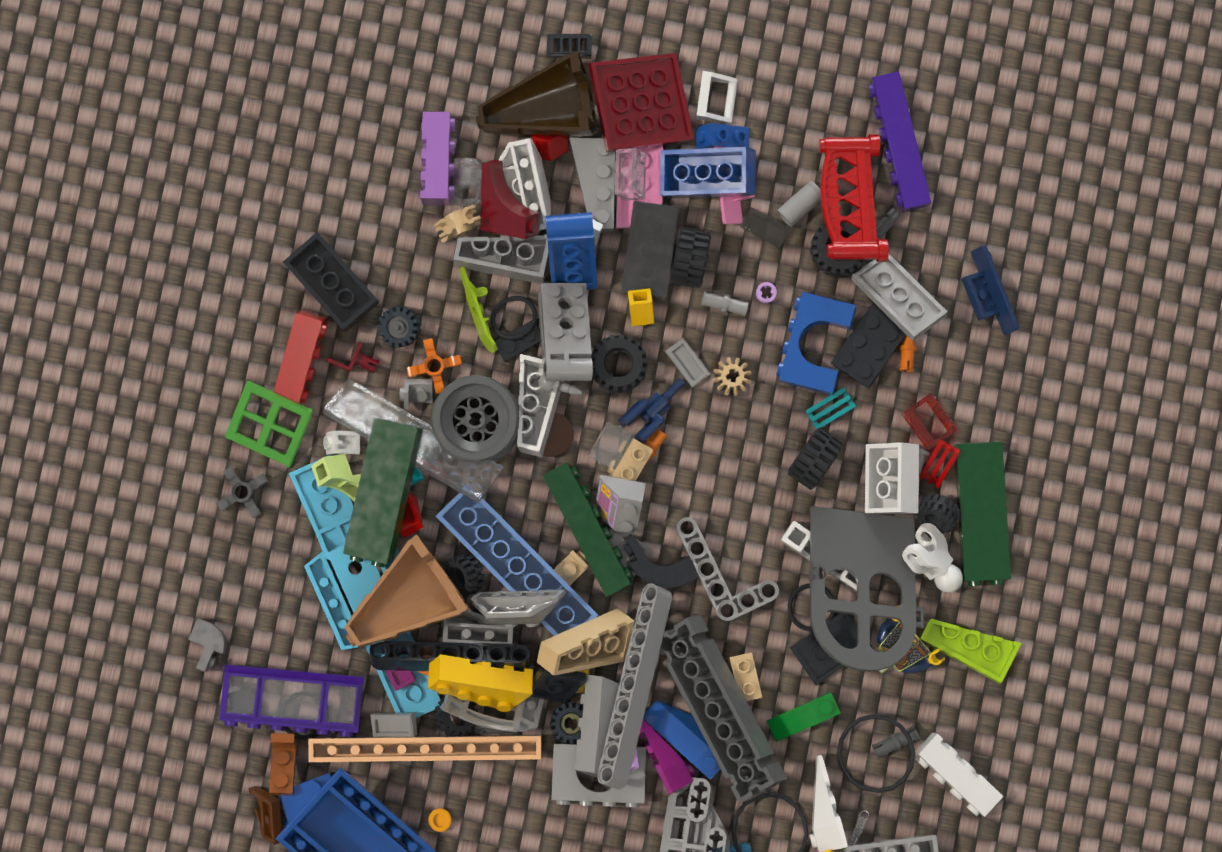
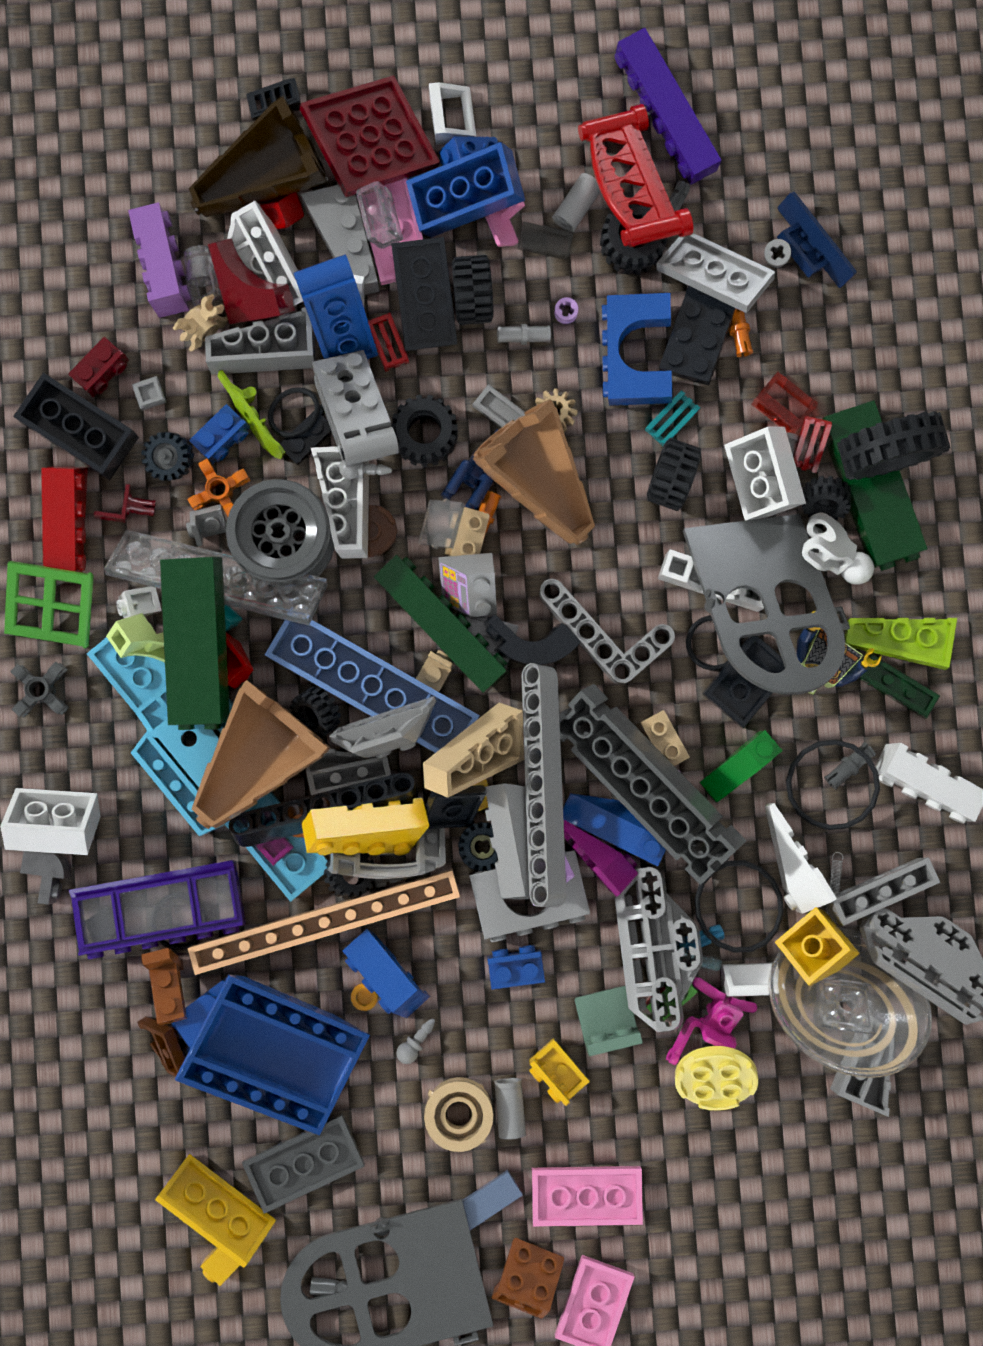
camera: 25 degrees left, 0 degrees up
(225, 604) = (50, 821): none -> white brick
(362, 234) = (99, 367): none -> dark red bracket
(393, 724) = (282, 904): light grey tile -> none
(397, 267) = (149, 393): none -> light grey tile
(447, 319) = (220, 434): none -> blue bracket
(461, 806) = (384, 975): none -> blue wedge
(571, 831) = (515, 967): none -> blue bracket
(610, 297) = (395, 362): none -> red tile
(641, 307) = (432, 361): yellow brick -> none
(703, 424) = (539, 471): none -> medium nougat cone
(949, 294) = (775, 246): none -> light grey bush
(957, 688) = (900, 688): none -> dark green tile
(998, 488) = (893, 445): none -> black tyre

